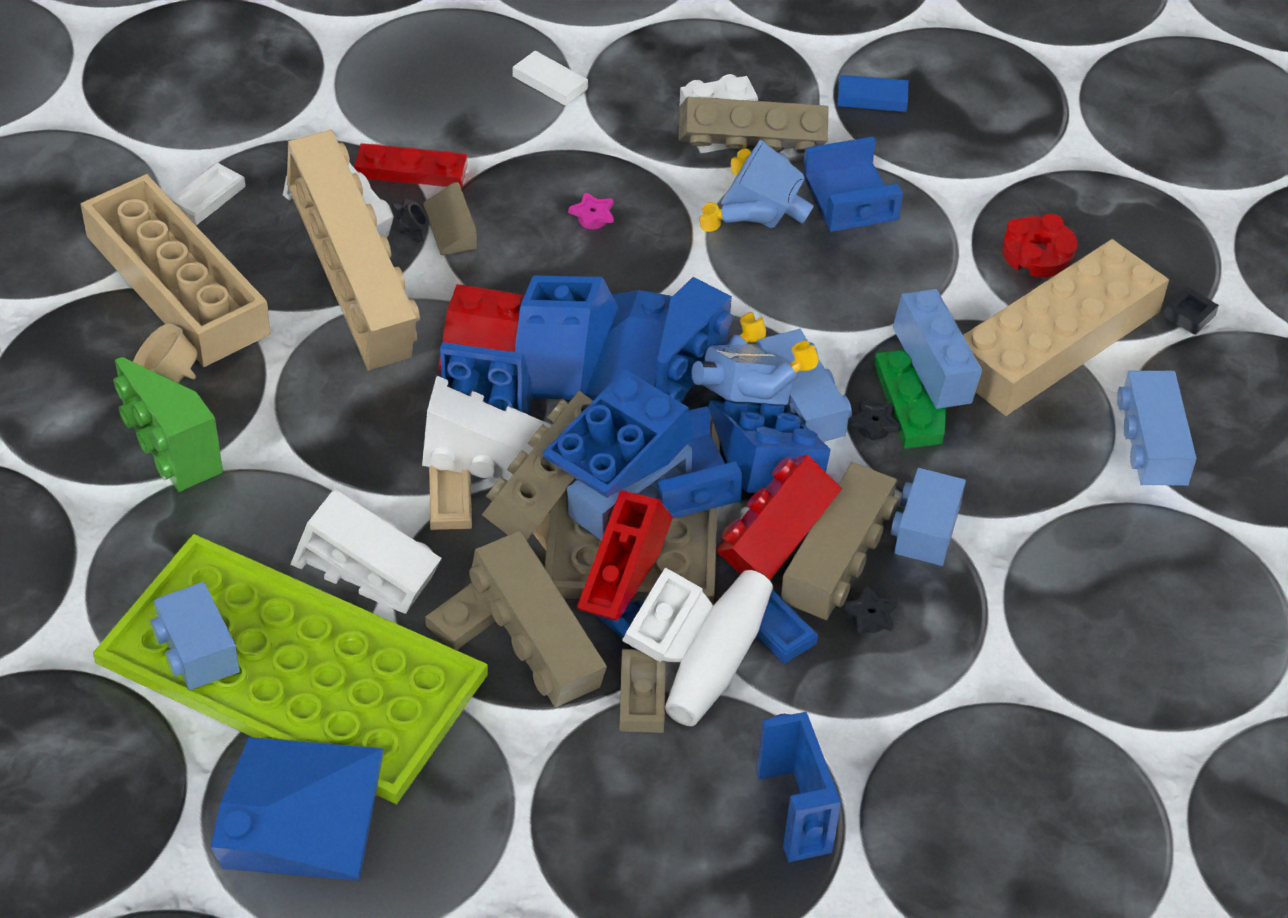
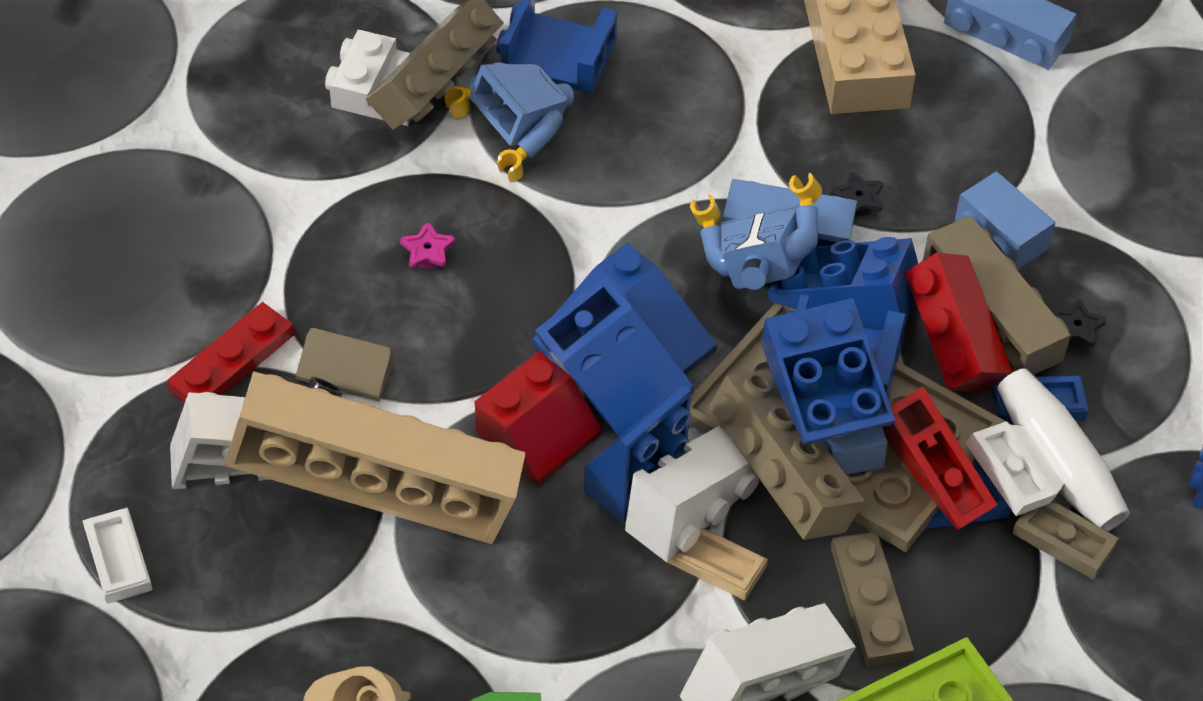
camera: 55 degrees left, 5 degrees up
(176, 268) = (230, 633): tan brick -> none
(537, 619) = (946, 566): dark tan brick -> none
(550, 78) = (203, 178): white tile -> none
(694, 322) = (680, 246): blue slope -> none
(912, 406) = (839, 145): green wing -> none
(937, 348) = (830, 100): medium blue brick -> none

